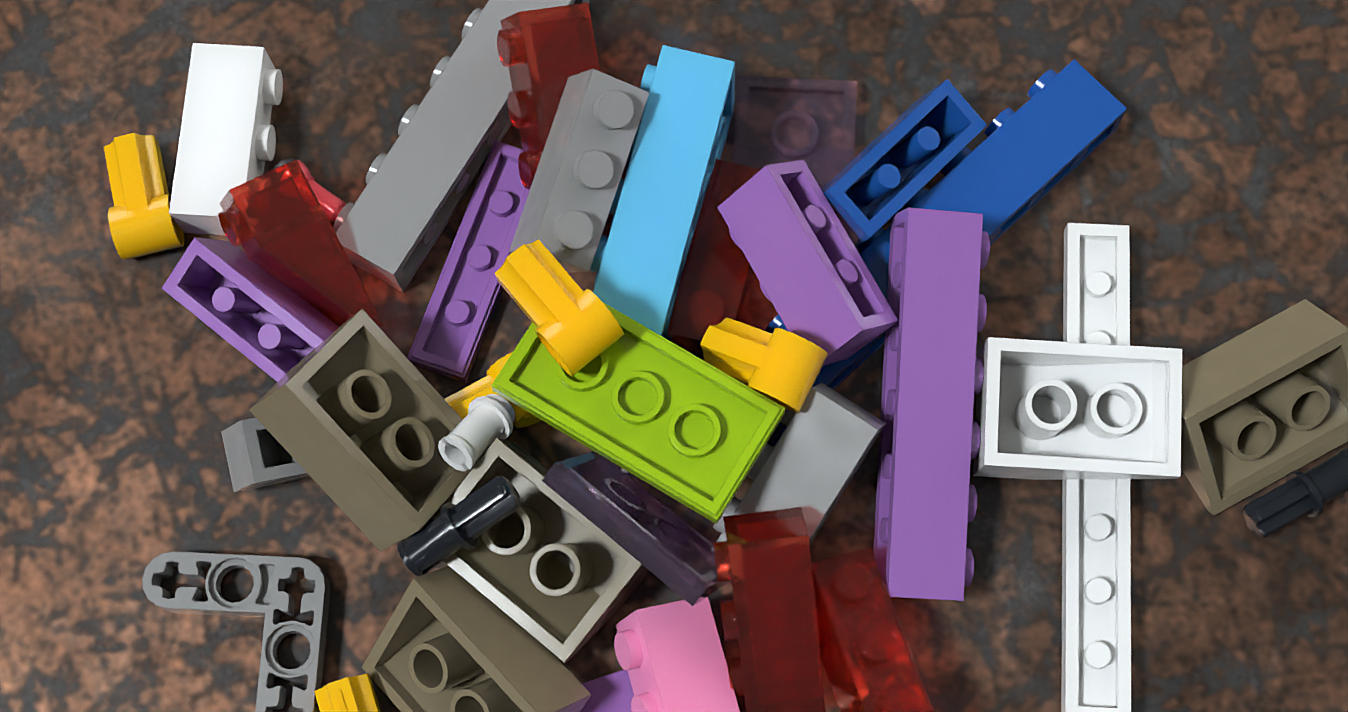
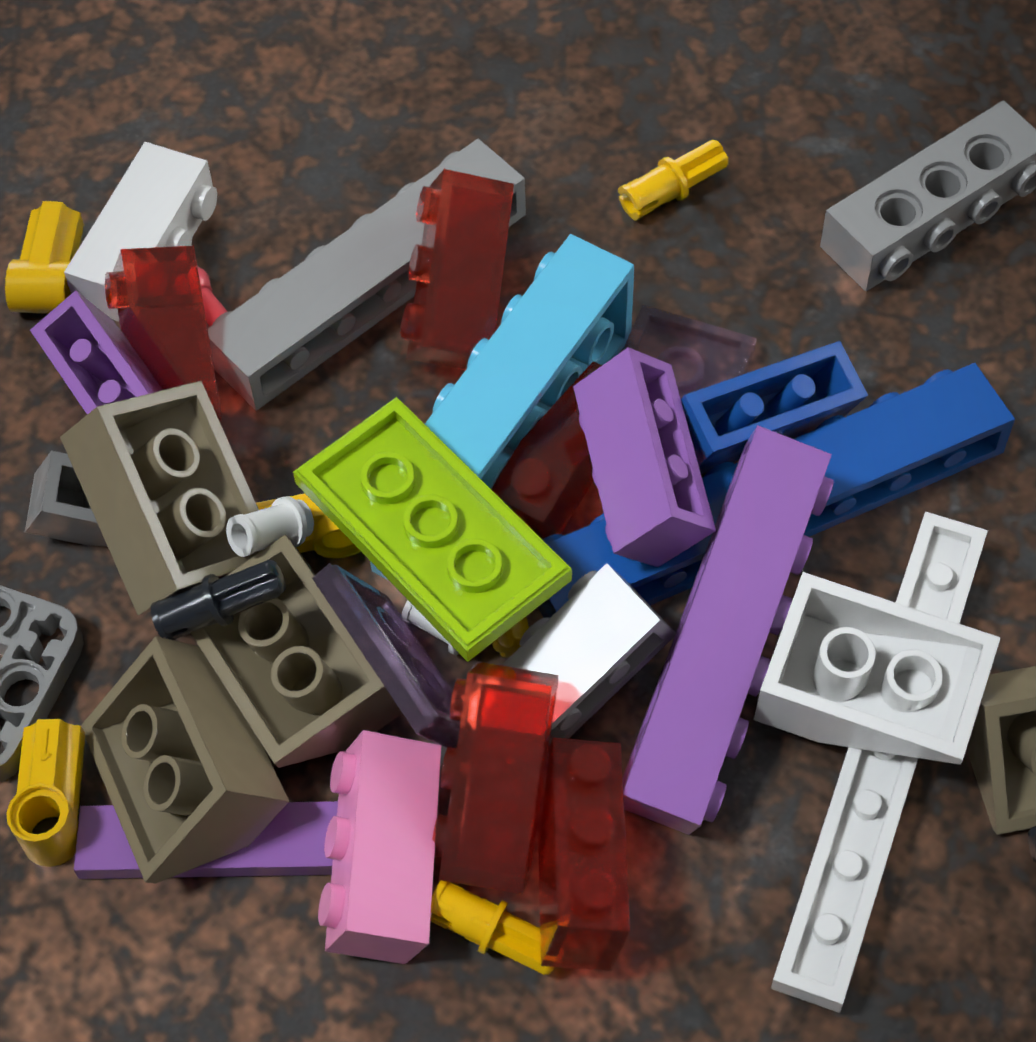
camera: 15 degrees right, 15 degrees down
(468, 285) = (331, 404): medium lavender tile -> none
(568, 320) = (384, 423): yellow piece -> none
(581, 168) = (452, 321): light grey brick -> none
(771, 363) = (577, 531): yellow piece -> none

